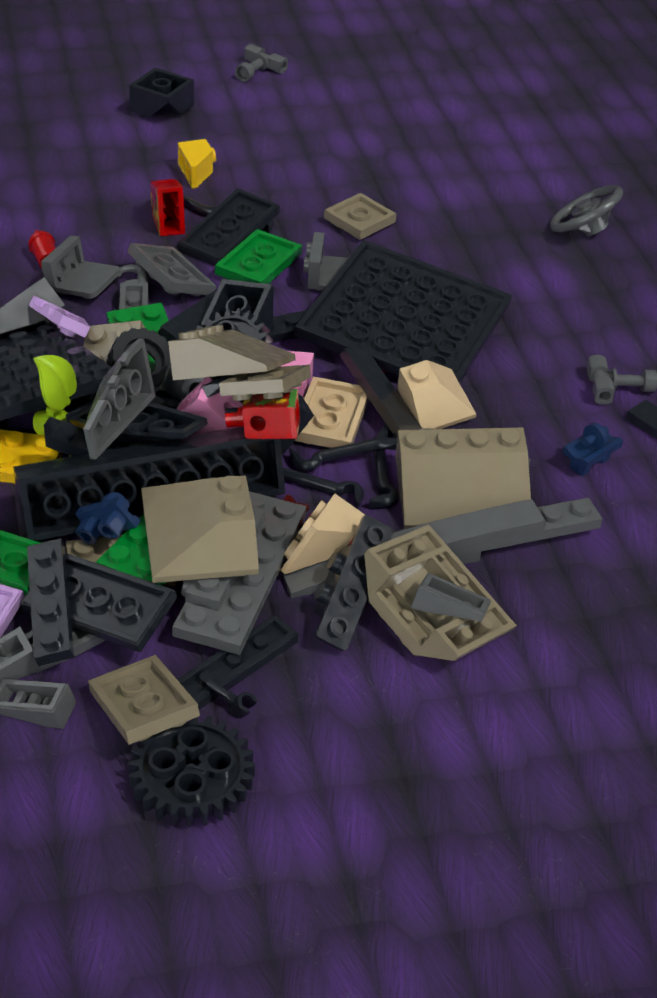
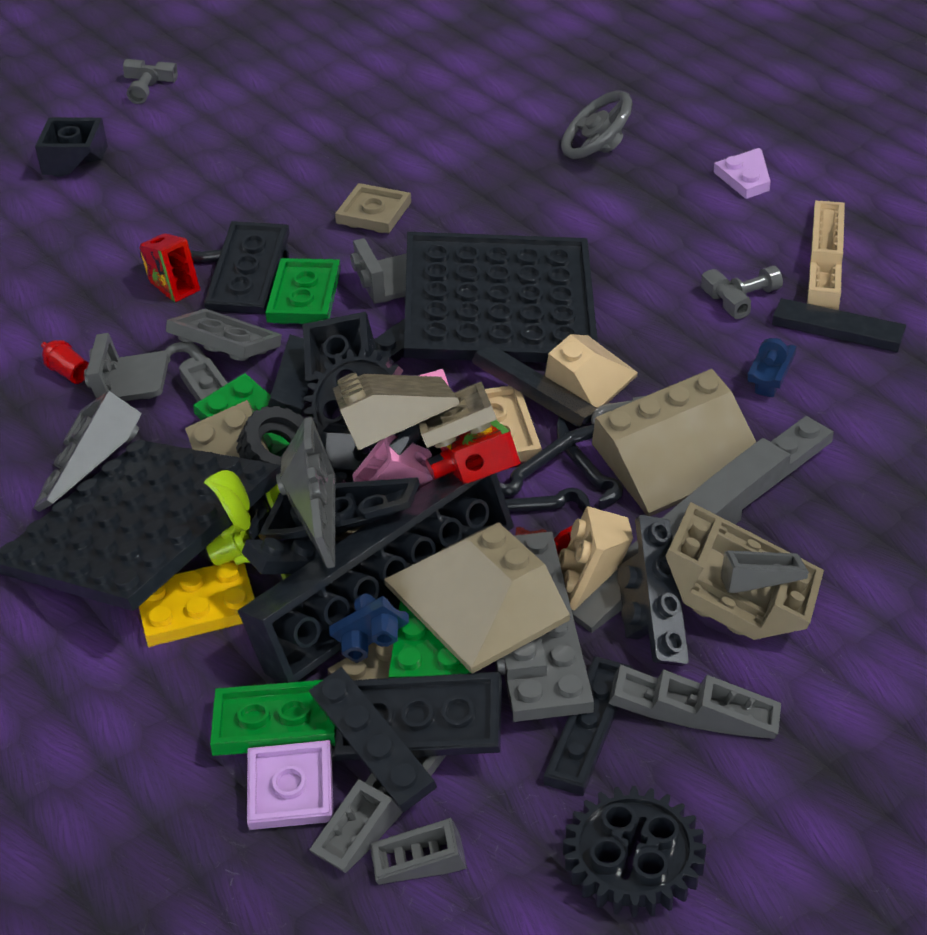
camera: 20 degrees left, 0 degrees up
(67, 322) = (156, 430): lavender wing -> none
(143, 699) = (539, 799): dark tan plate -> none
(196, 160) = (158, 206): yellow slope -> none
(236, 703) = (624, 764): black hand -> none
(330, 686) = (703, 706): none -> dark grey slope

